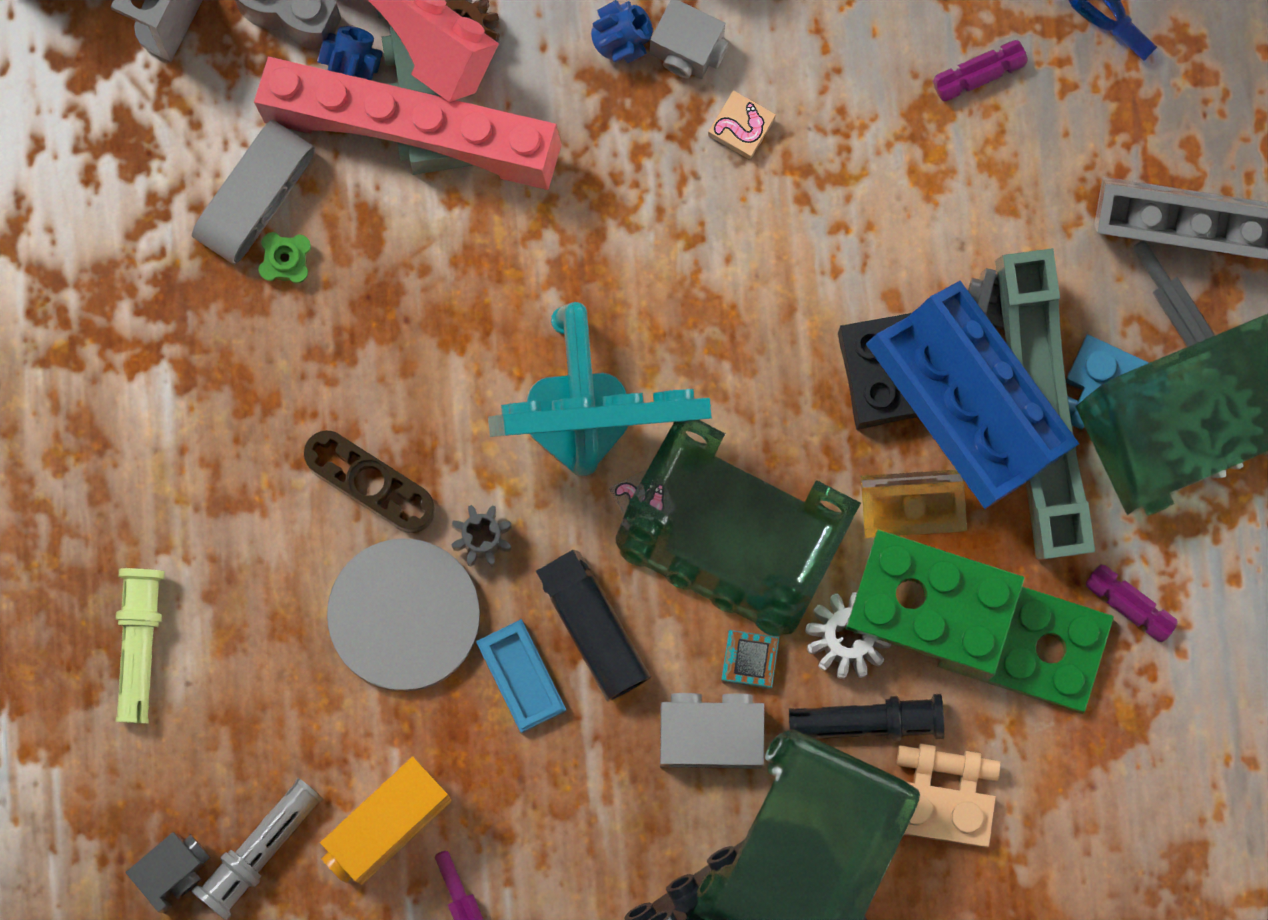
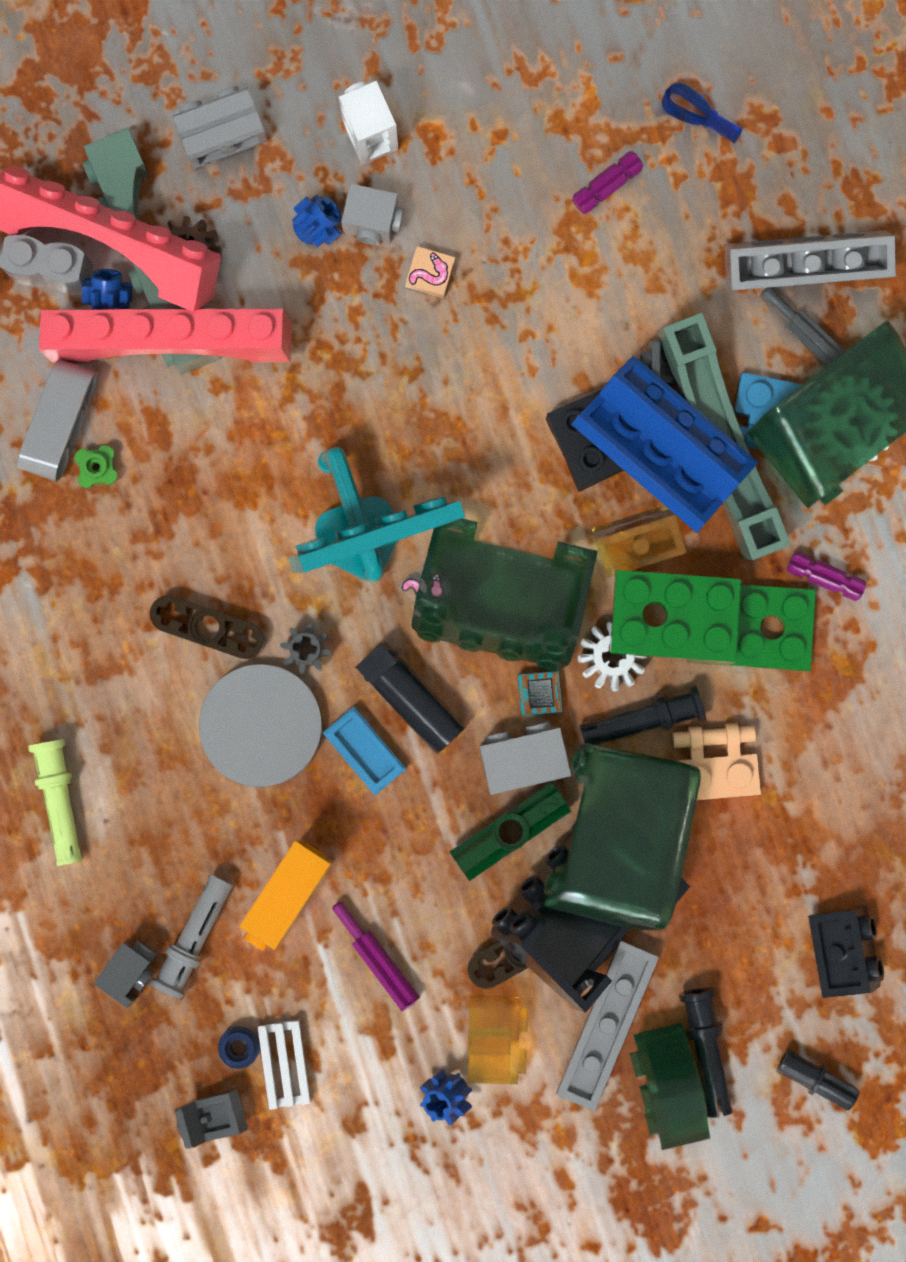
camera: 10 degrees left, 5 degrees up
(706, 804) = (533, 815): none -> dark green piece

